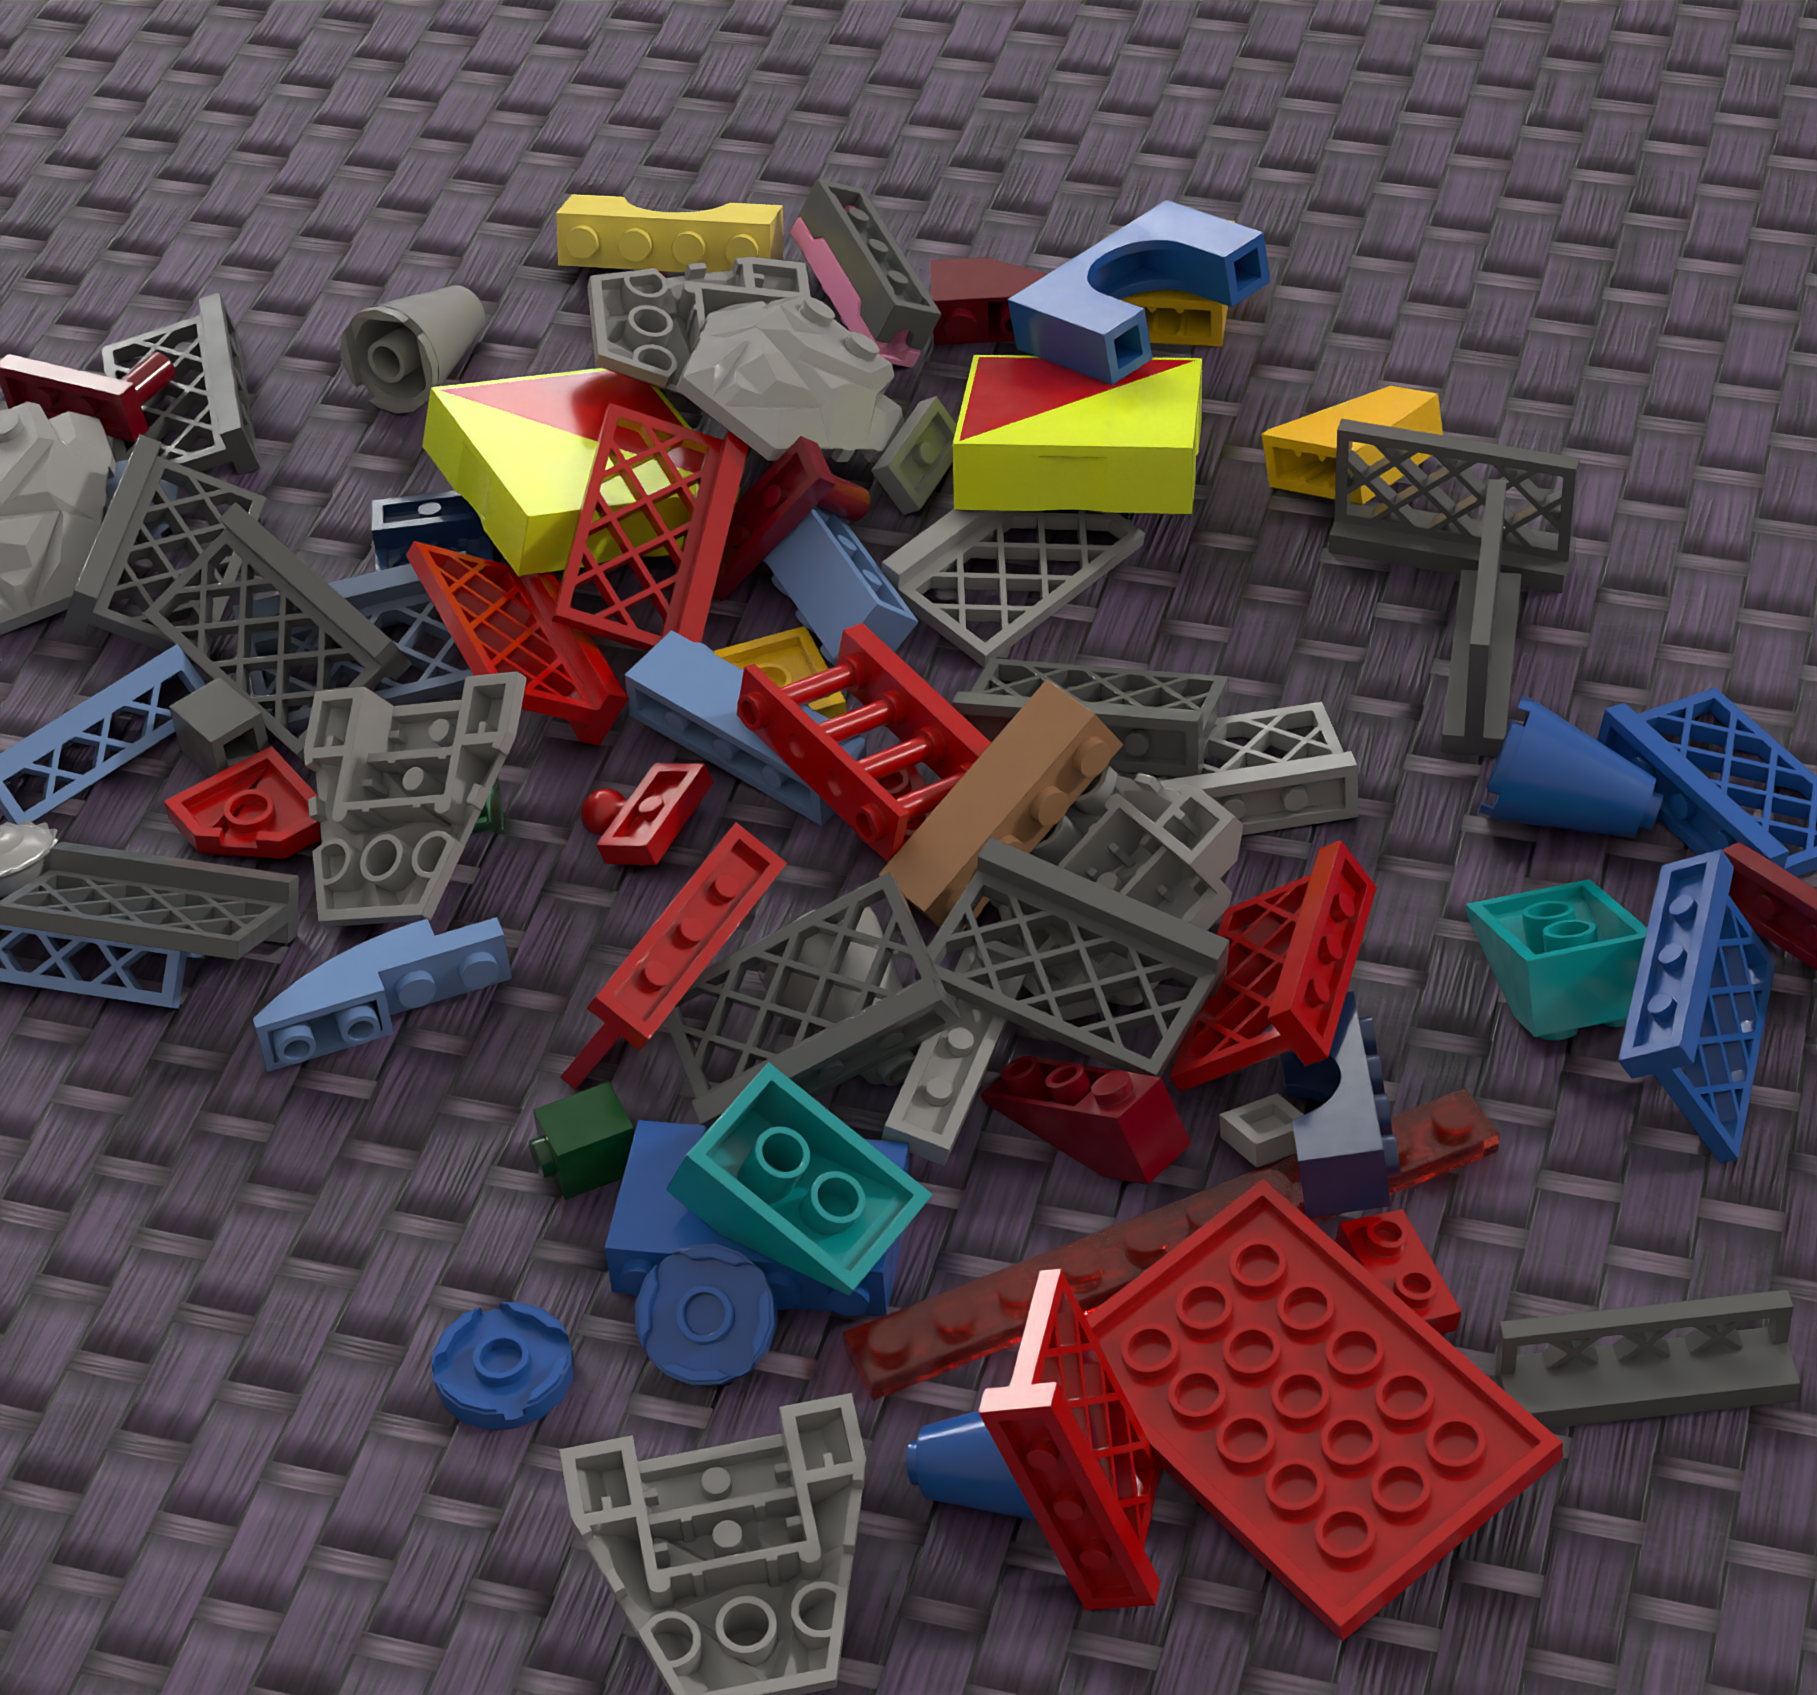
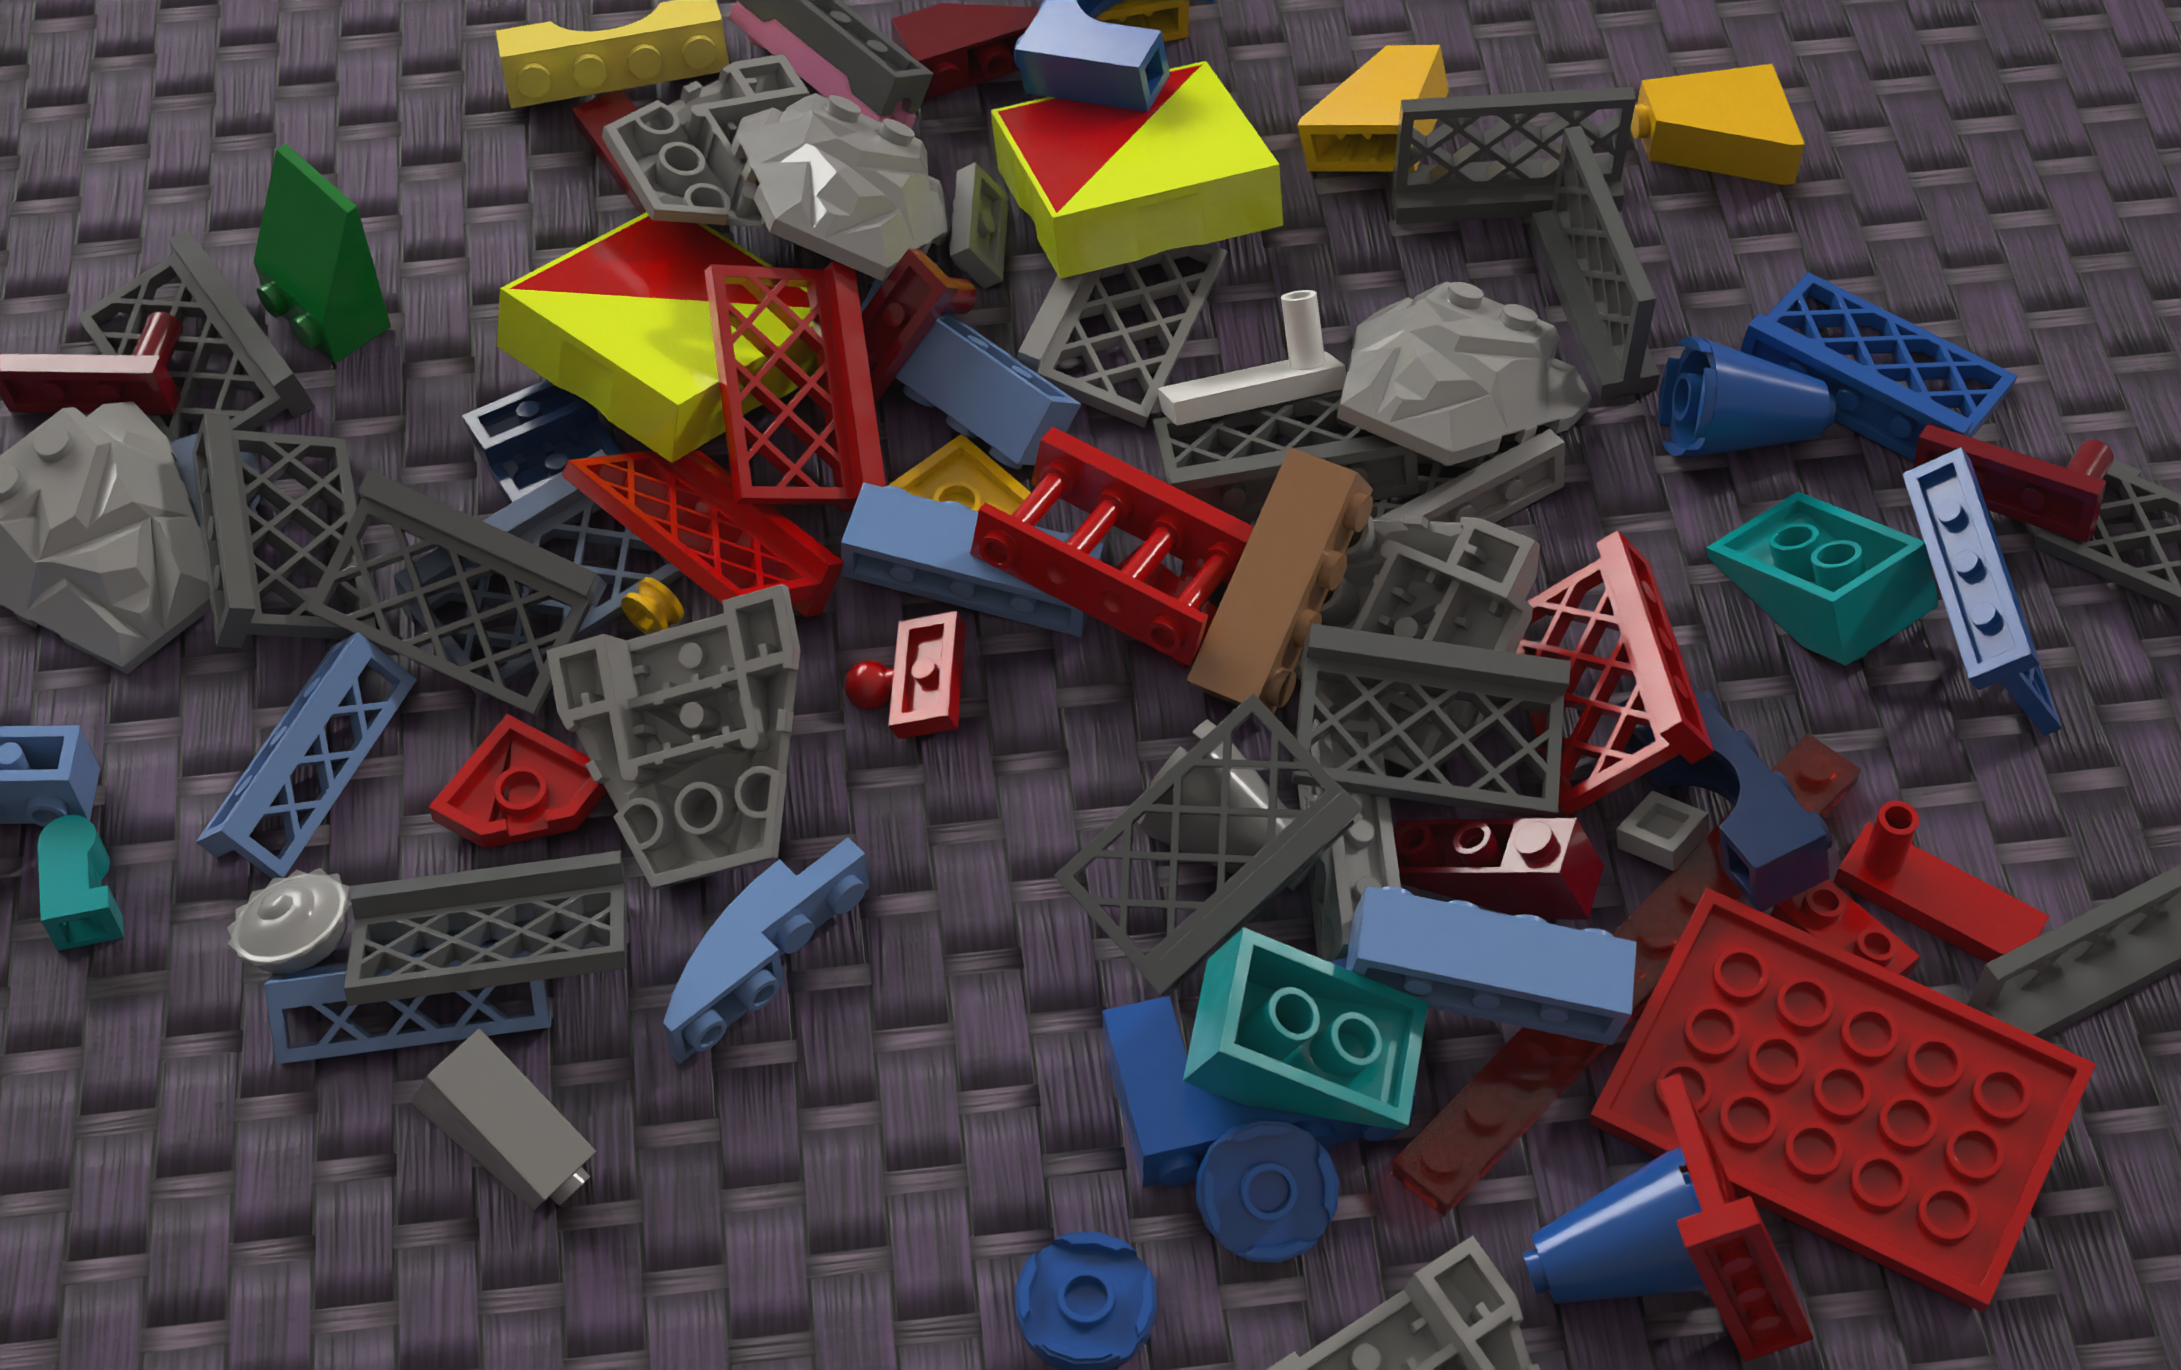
camera: 25 degrees left, 10 degrees up
(80, 1059) = (504, 1122): none -> light grey slope
(218, 727) = (442, 711): dark grey brick -> none
(306, 345) = (317, 261): none -> green slope
(410, 345) = (421, 235): light grey cone -> none
(445, 688) = (652, 606): none -> yellow bush
(582, 1140) = (1048, 1043): dark green brick -> none
(678, 946) = (1053, 832): red fence -> none
(1011, 1179) = (1495, 964): none -> medium blue brick
(1151, 652) = (1304, 375): none -> white piece
(1293, 678) = (1458, 375): none -> light grey wedge
(1501, 1250) = (1933, 892): none -> red piece
(1696, 532) = (1721, 123): none -> yellow slope

